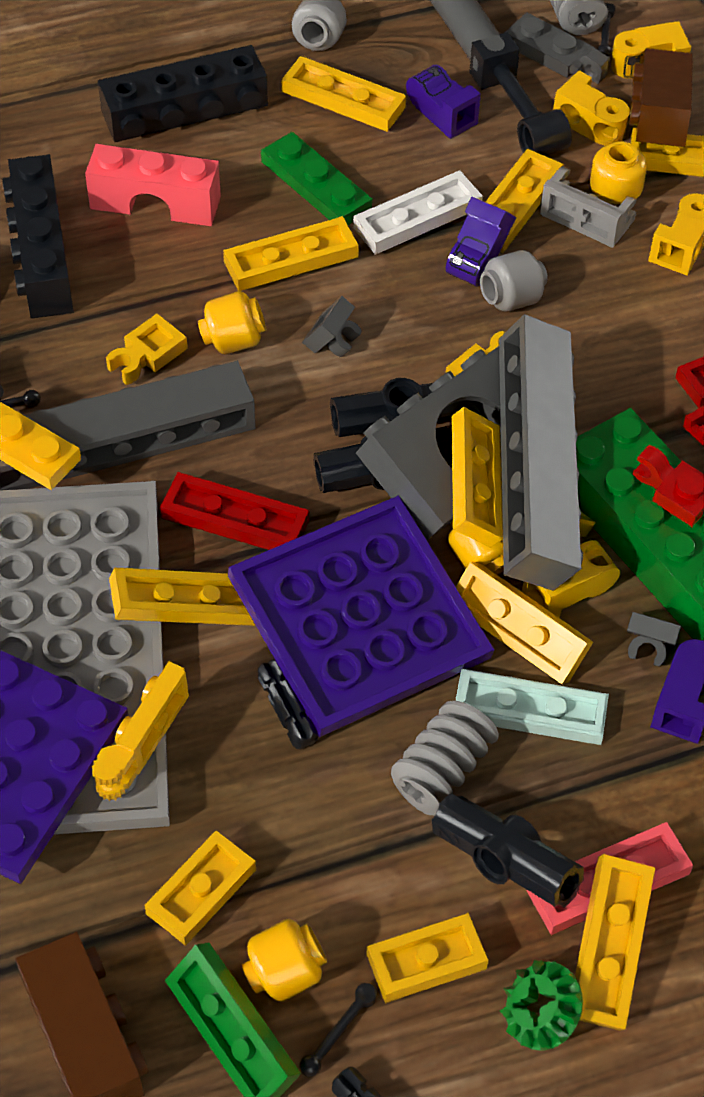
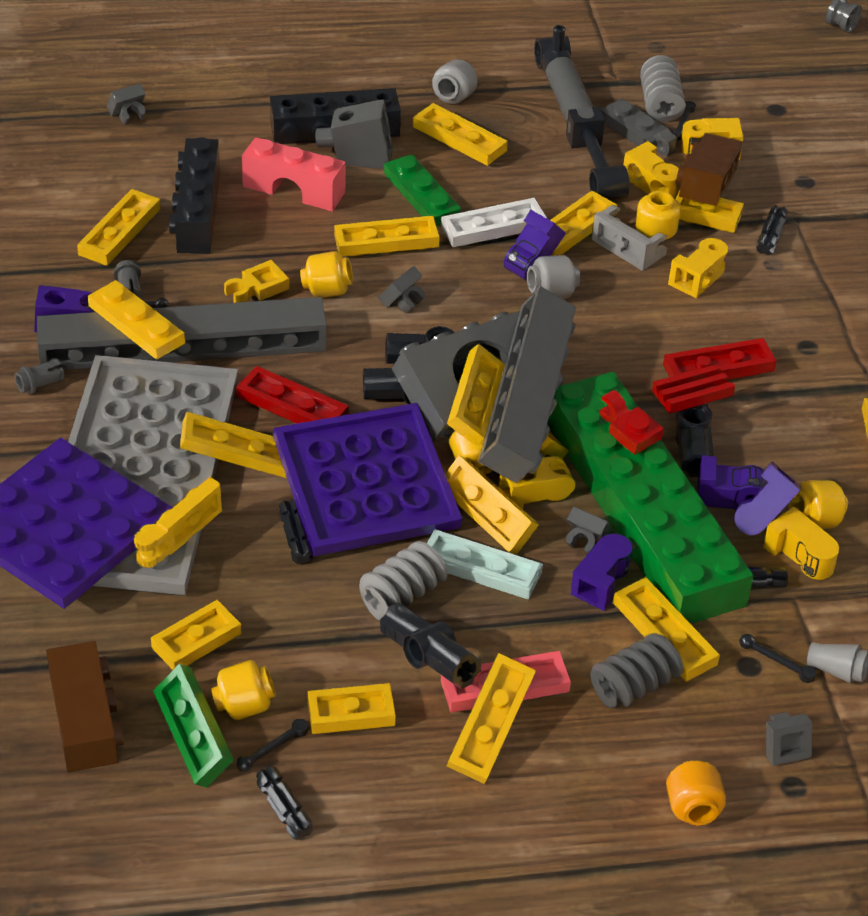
camera: 10 degrees right, 10 degrees down
(222, 117) = (359, 135): none -> dark grey torso
(442, 99) = (534, 146): dark purple leg -> none
(556, 1019) = (434, 758): green gear -> none

